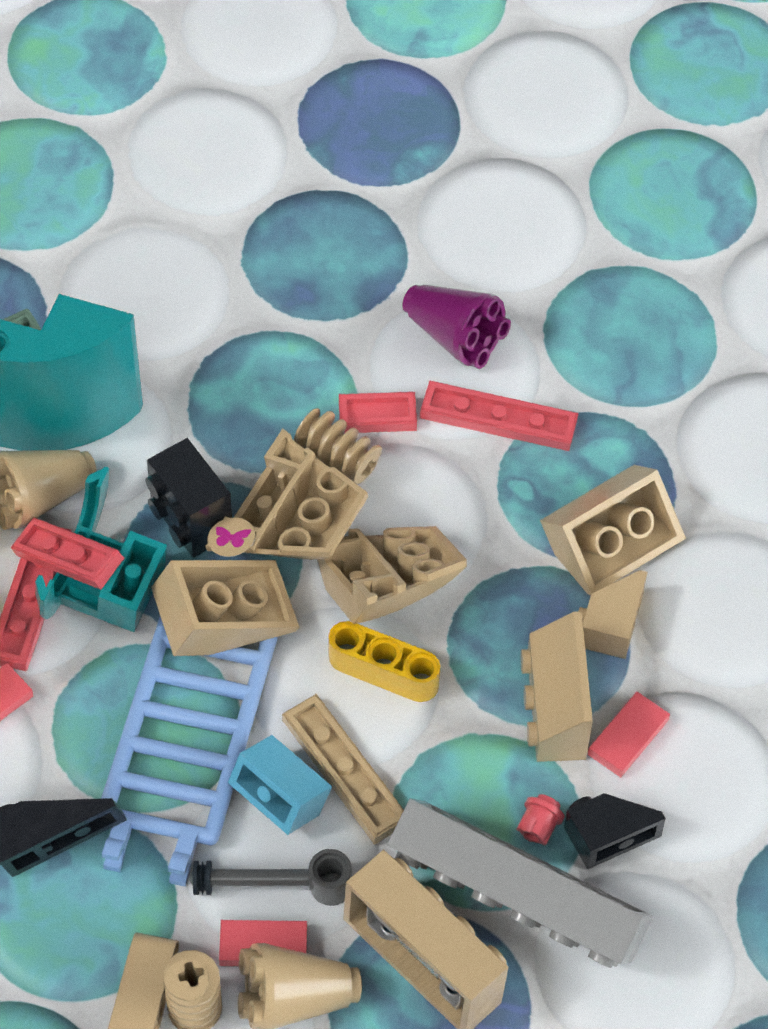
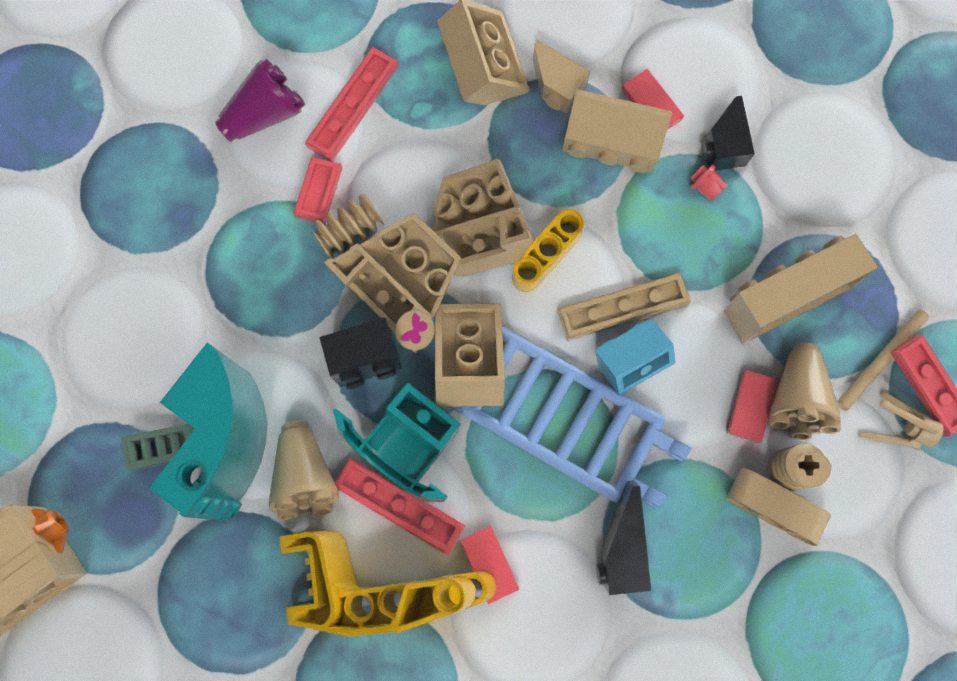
camera: 70 degrees left, 20 degrees up
(67, 553) = (384, 465): coral tile -> none
(323, 862) = (691, 434): dark grey piece -> none
(520, 881) = (771, 208): light grey brick -> none

